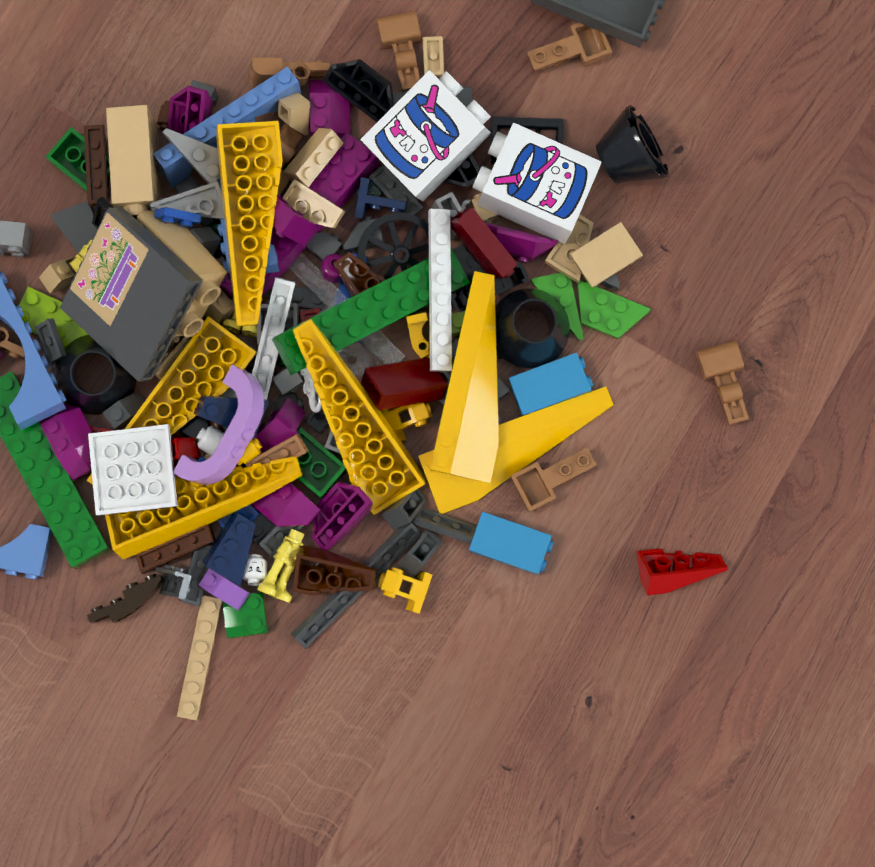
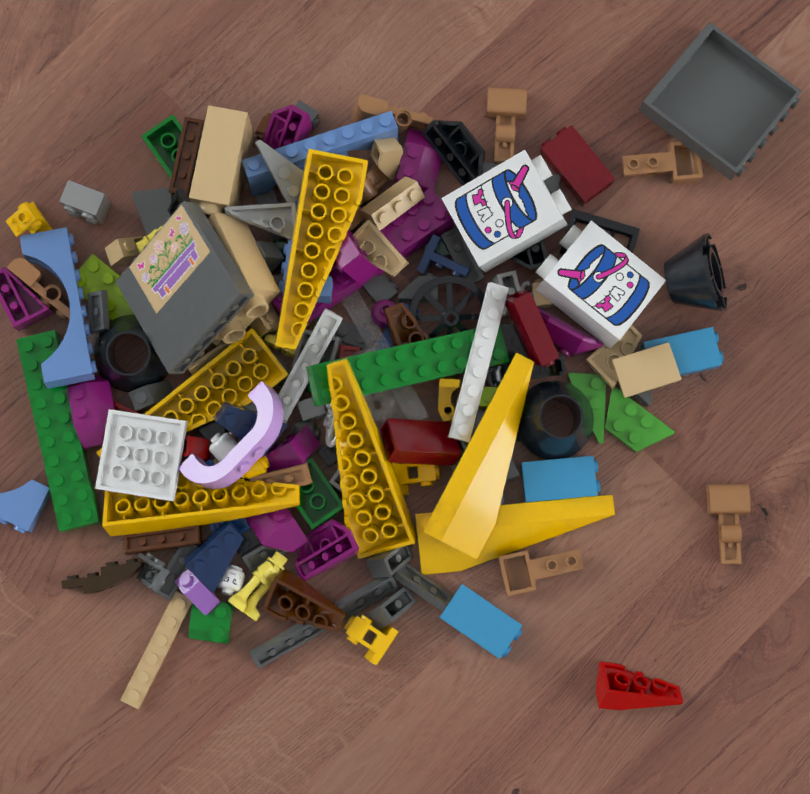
camera: 15 degrees right, 0 degrees up
(171, 215) = (240, 223): blue plate -> none
(433, 55) = (532, 136): tan plate -> none
(484, 72) = (576, 165): none -> dark red brick
(647, 224) = (692, 350): none -> dark azure brick

